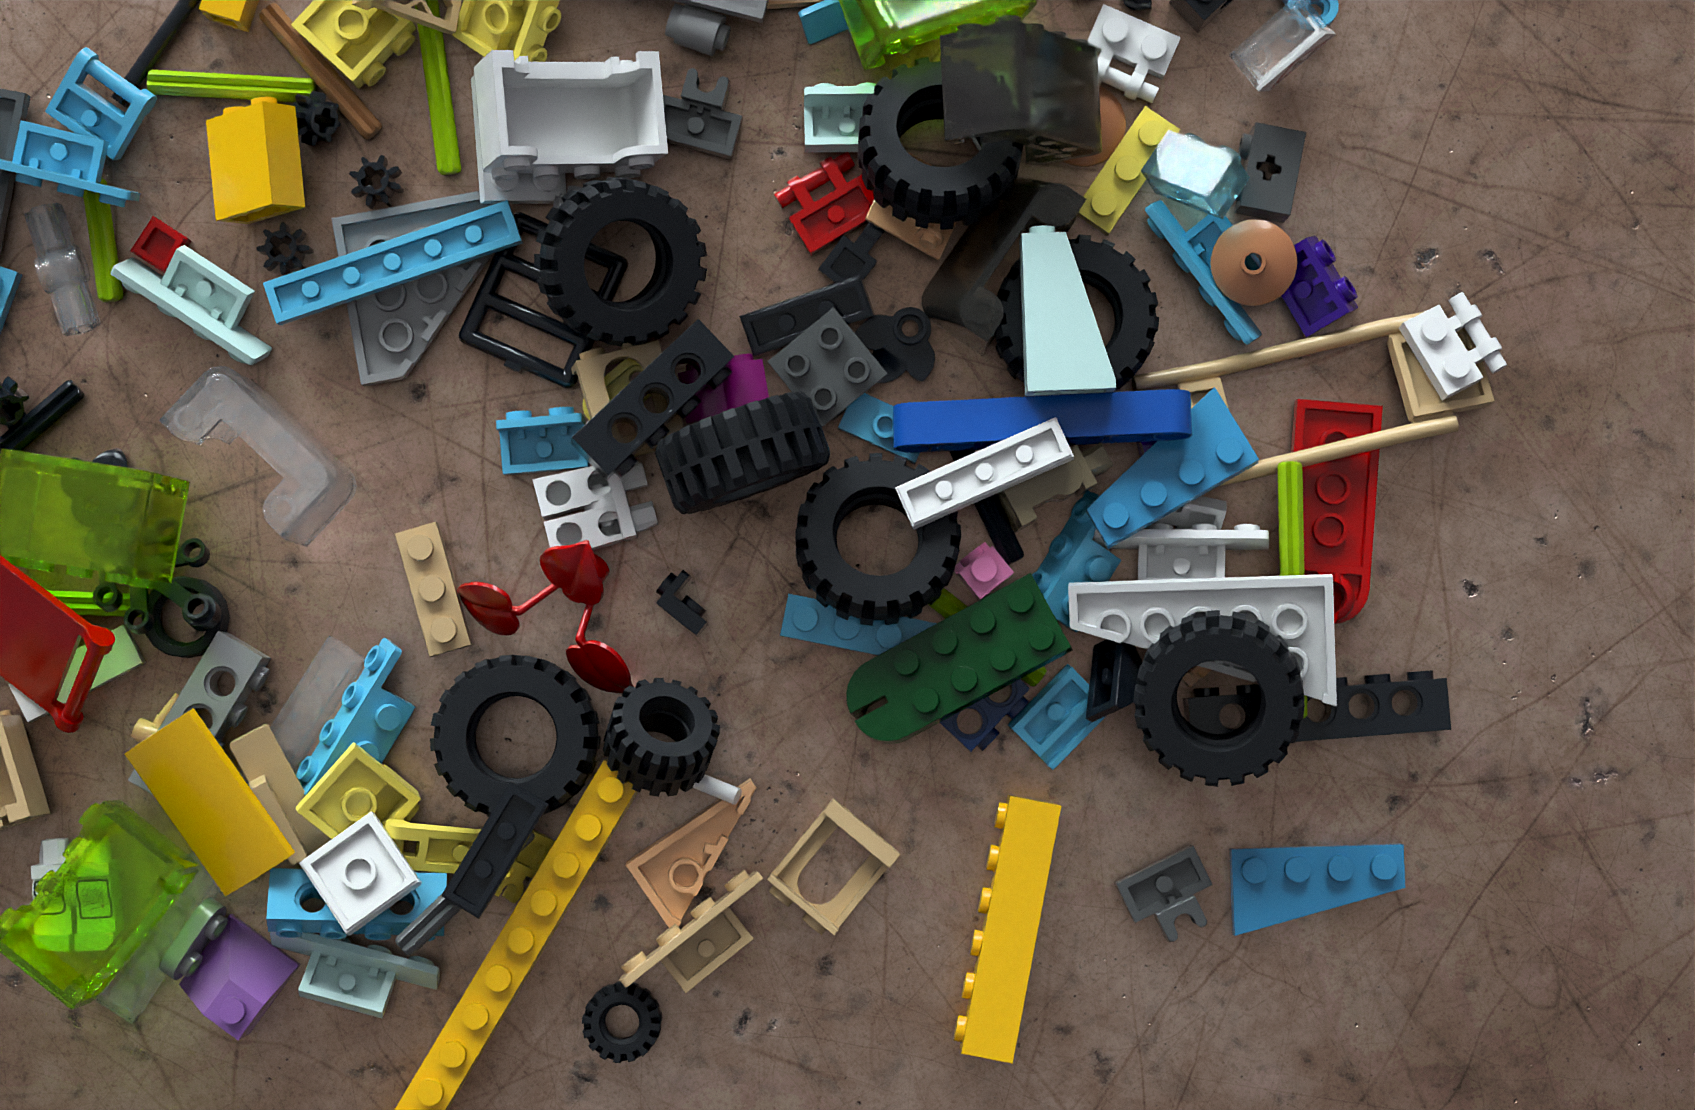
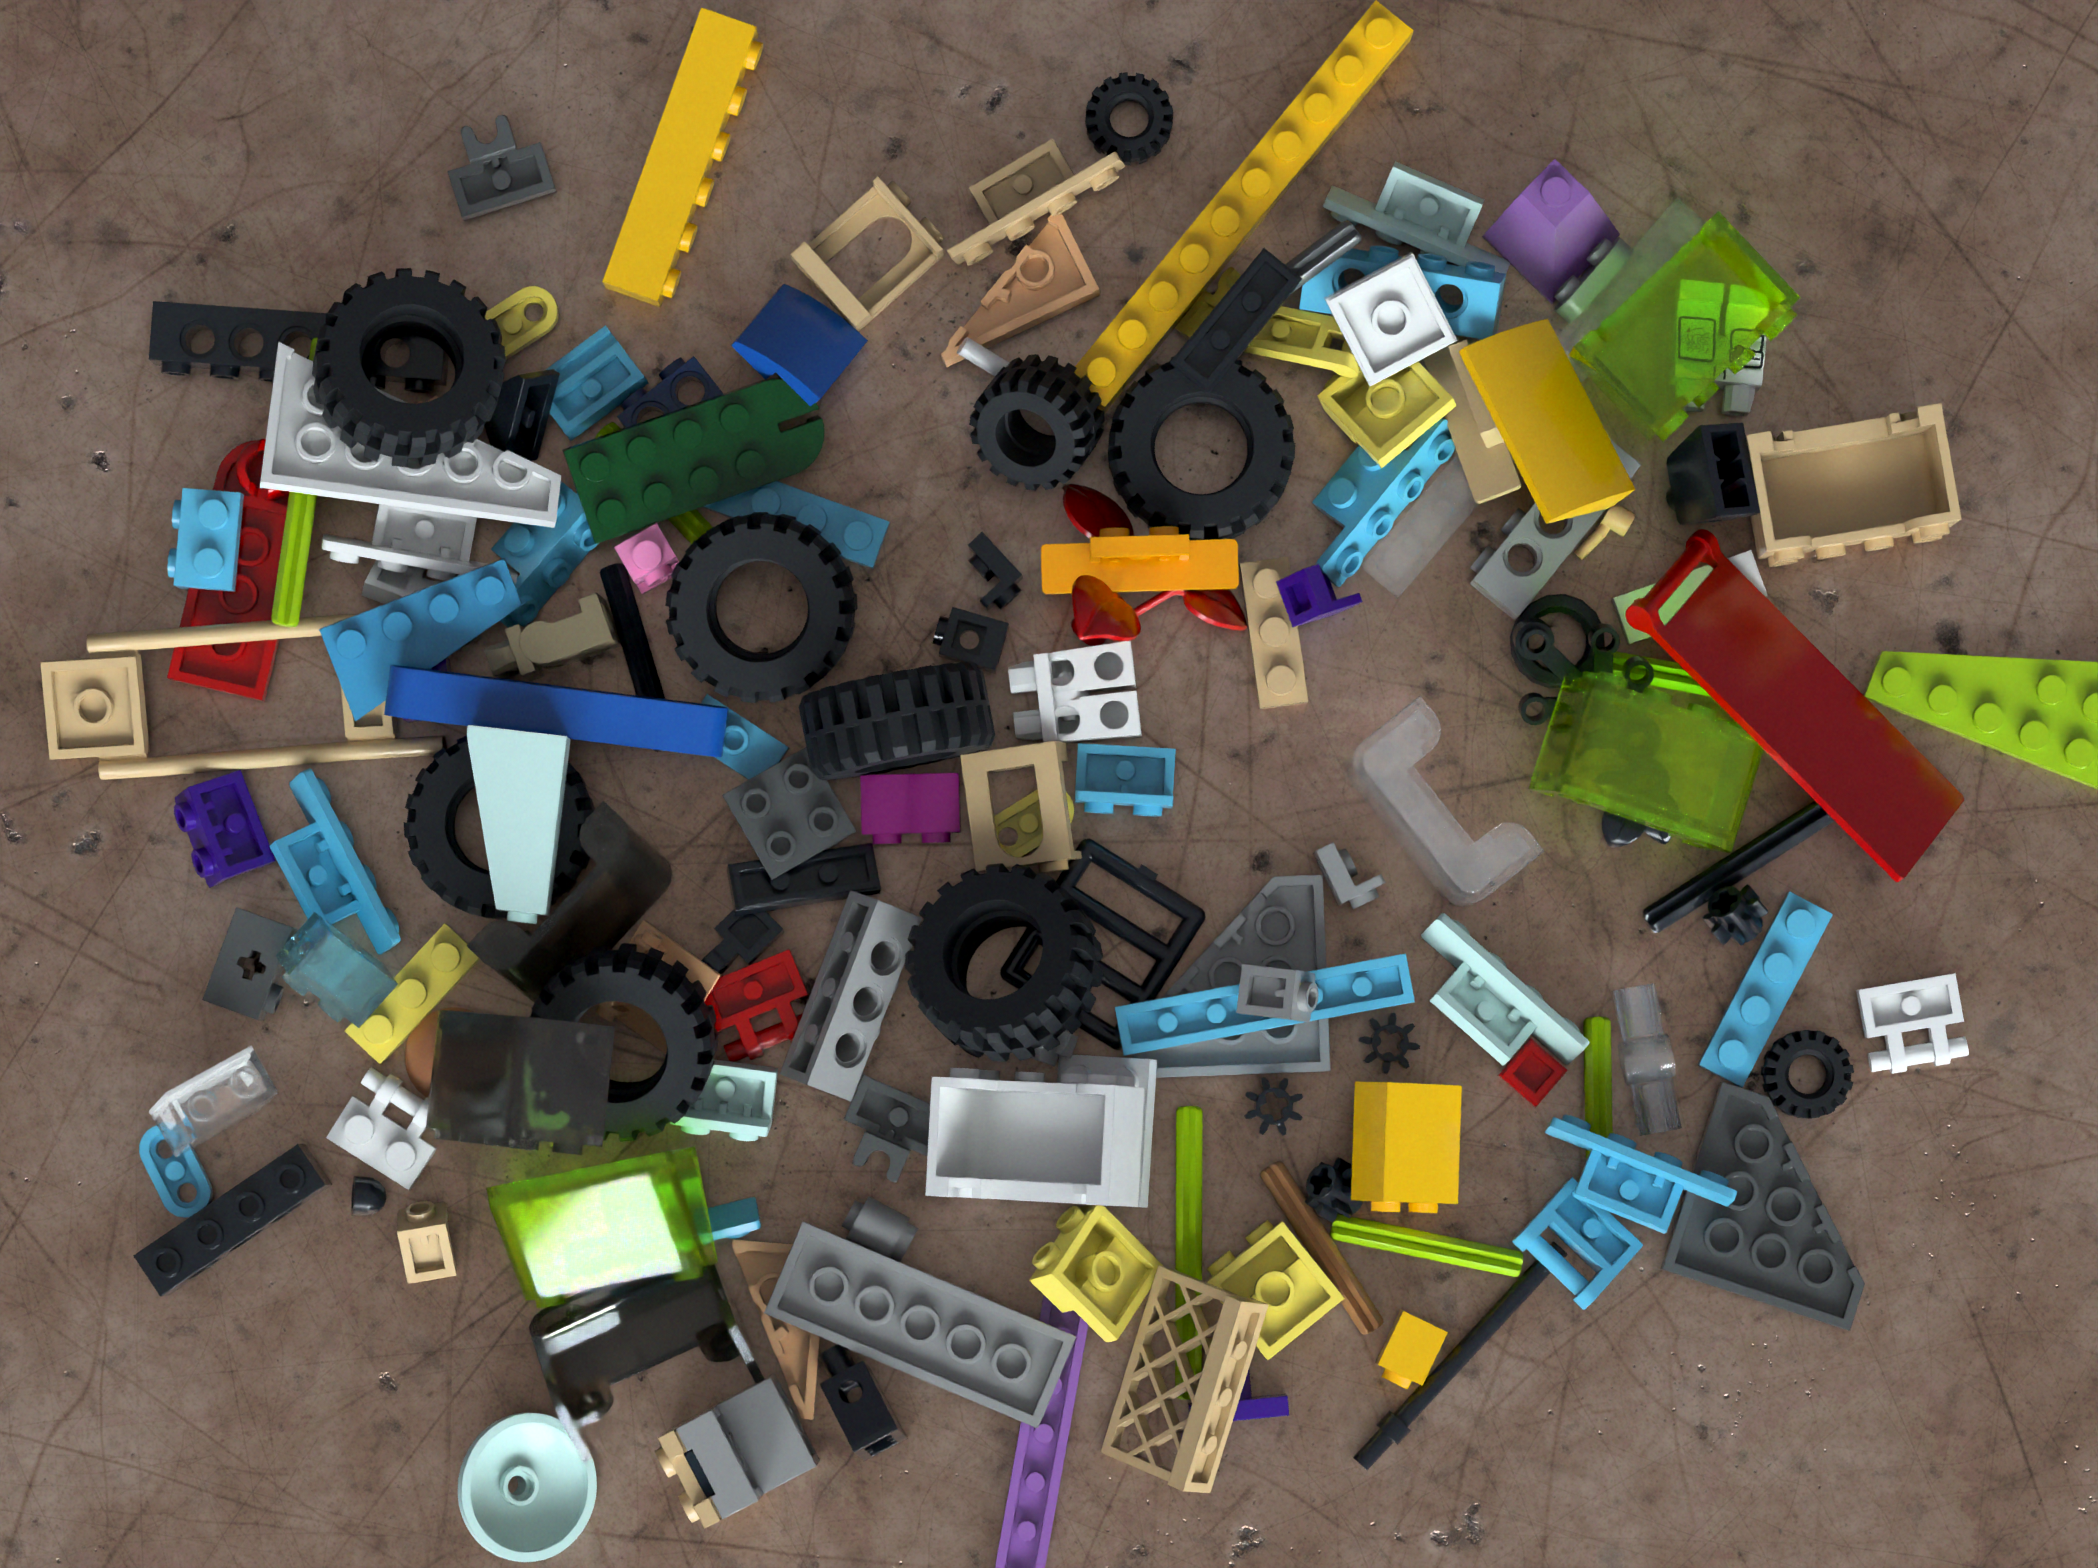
camera: 175 degrees left, 0 degrees up
(60, 775) = (1712, 476): none -> black torso
(348, 389) = (1338, 870): none -> light grey bracket
(380, 268) = (1277, 993): none -> light grey bracket
(403, 622) = (1311, 597): none -> dark purple panel
(551, 624) = (1142, 562): none -> light orange bracket
(676, 539) = (991, 636): none -> black brick
(693, 347) = (1058, 761): black brick -> none
(751, 219) = (833, 1012): none -> light grey brick
(880, 777) = (799, 342): none -> blue slope
(894, 349) = (709, 825): black plate -> none
(984, 473) = (629, 656): white tile -> none
(1133, 759) = (512, 321): none -> light yellow plate
(1258, 285) = (283, 884): nougat dish -> none
(1295, 882) = (346, 162): dark azure wing -> none
(1369, 528) = (206, 539): none -> medium azure bracket
(1442, 351) = (90, 727): white plate -> none

